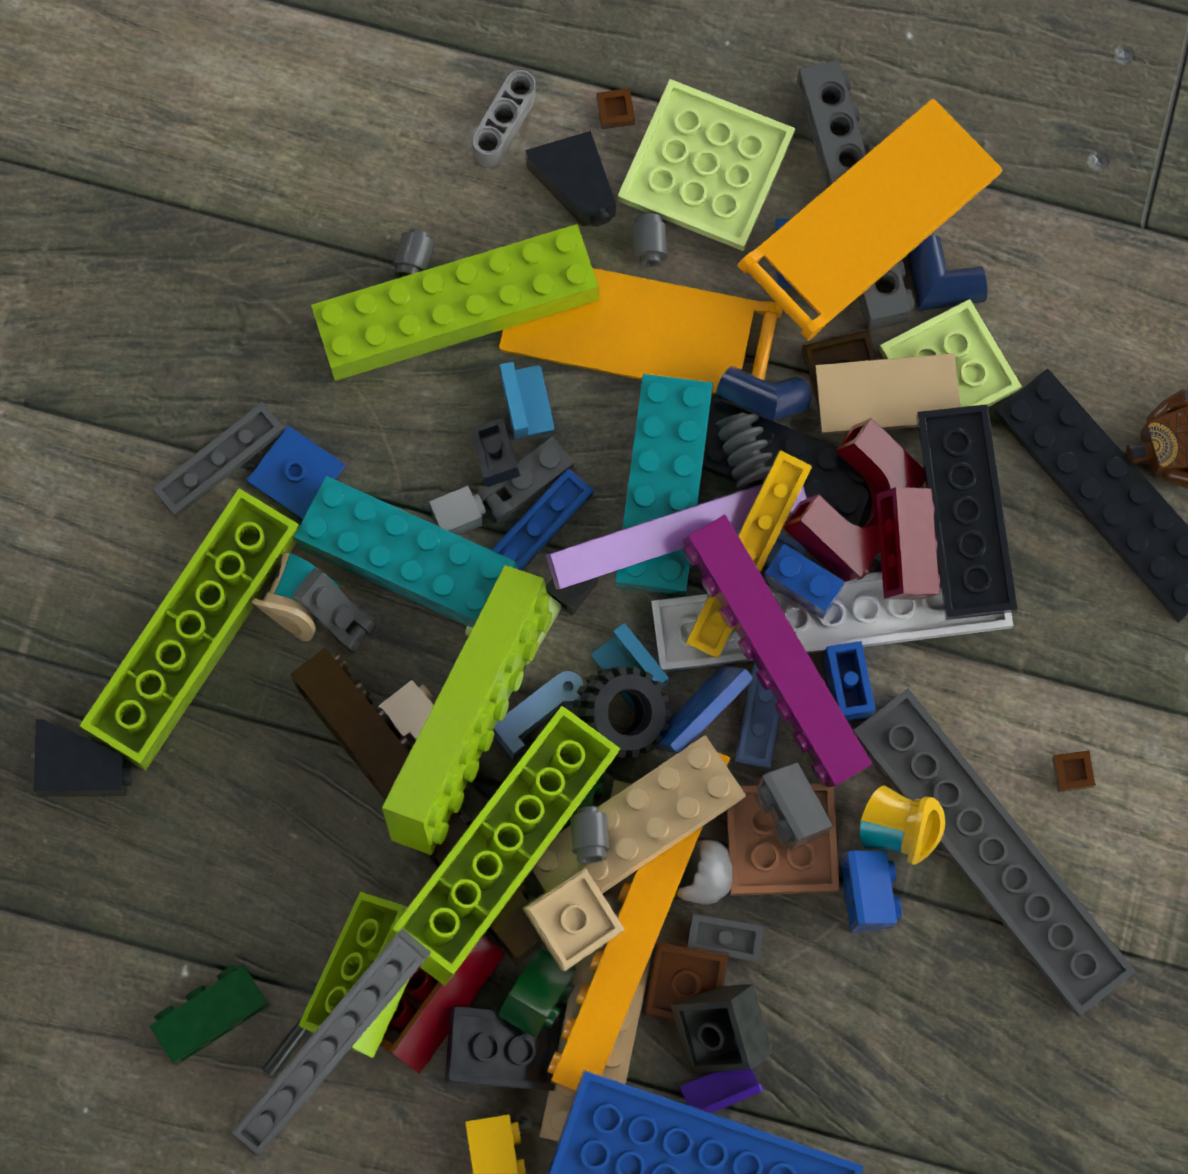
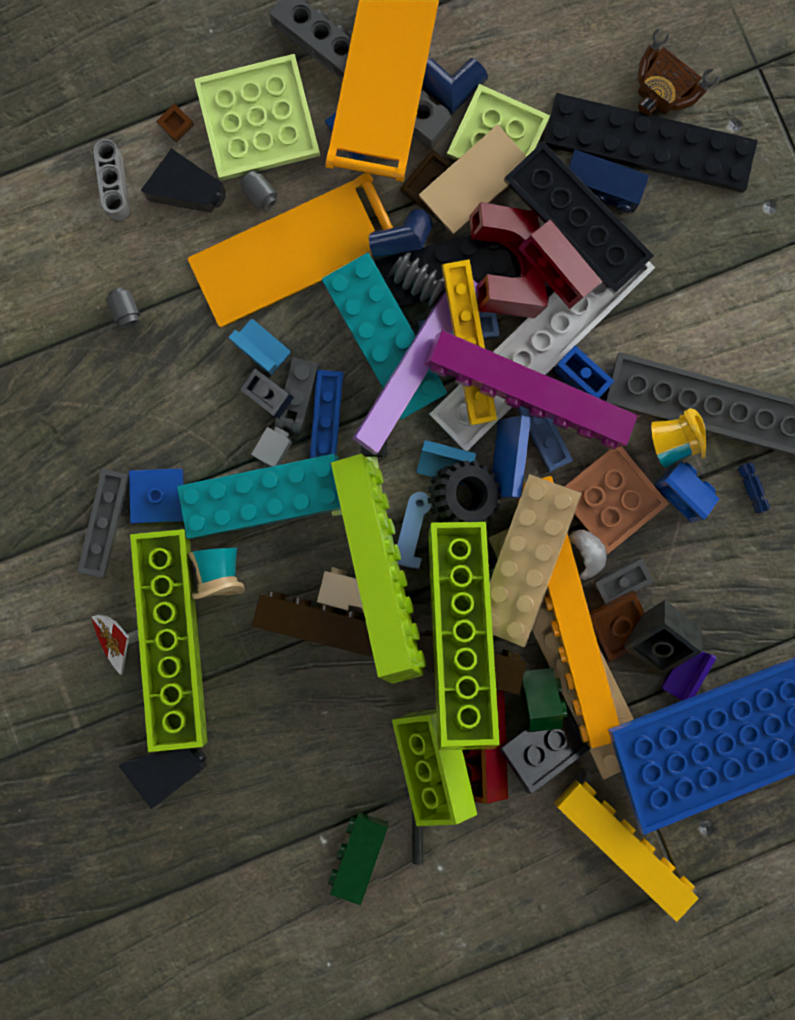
camera: 35 degrees left, 10 degrees up
(133, 586) = (113, 640): none -> shield
(331, 1041) = (450, 827): dark grey tile -> none
(333, 610) = (244, 564): dark grey plate -> none
(456, 302) = (171, 317): lime brick -> none
(573, 919) = (535, 645): tan plate -> none
(589, 835) = (507, 588): dark grey brick -> none
(792, 806) = (609, 476): dark grey slope -> none
(803, 581) = (514, 334): blue brick -> none
(948, 946) = (754, 487): none -> dark blue axle
(1032, 500) = (610, 181): none -> dark blue brick
(1073, 771) = (750, 328): reddish brown plate -> none

